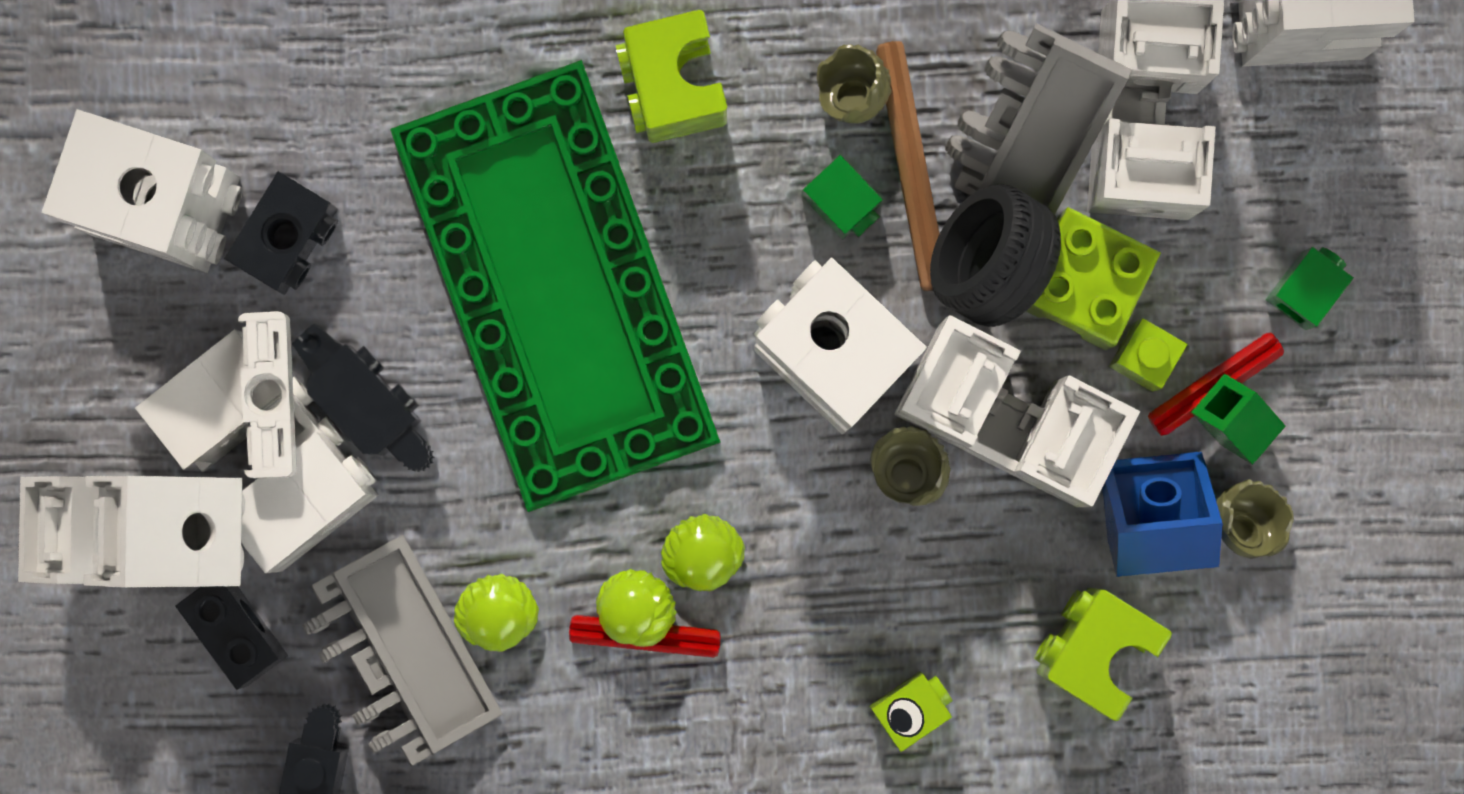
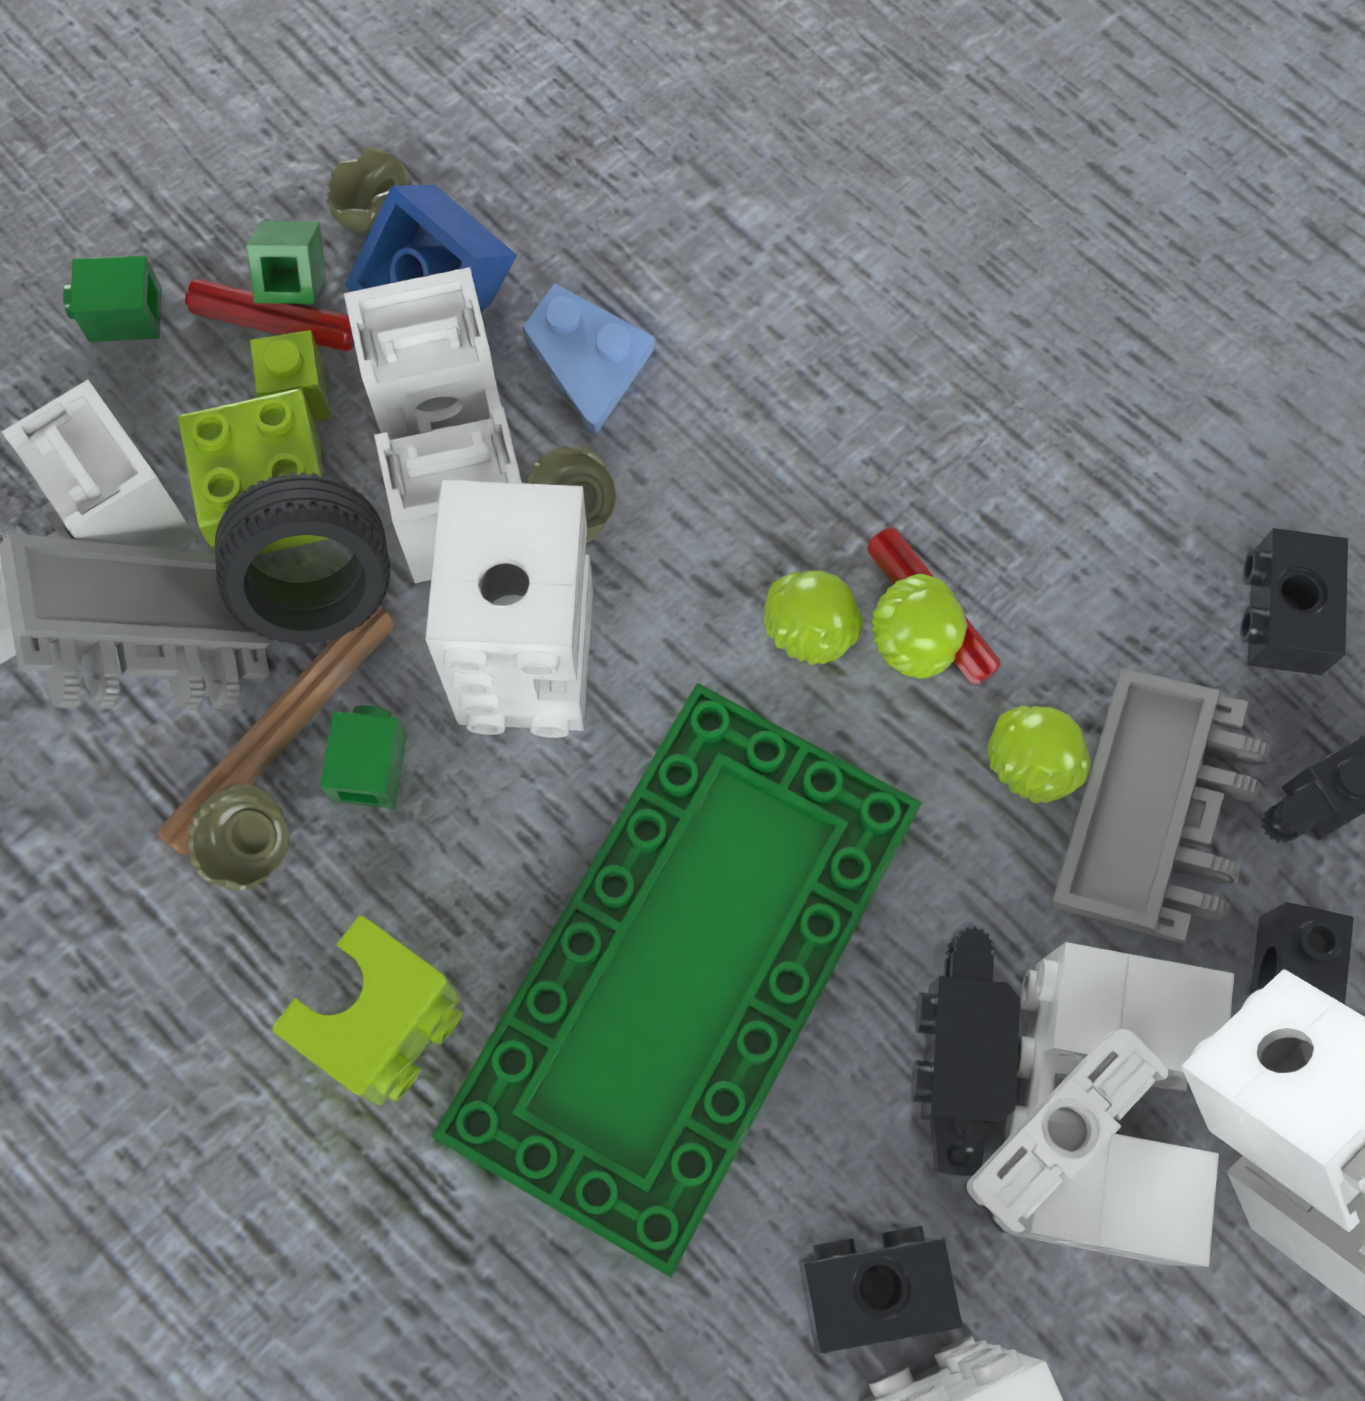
camera: 130 degrees left, 15 degrees down
(913, 709) = (784, 330): lime brick -> none
(1012, 569) = (587, 352): none -> light blue wing
(1091, 636) = (596, 220): lime piece -> none

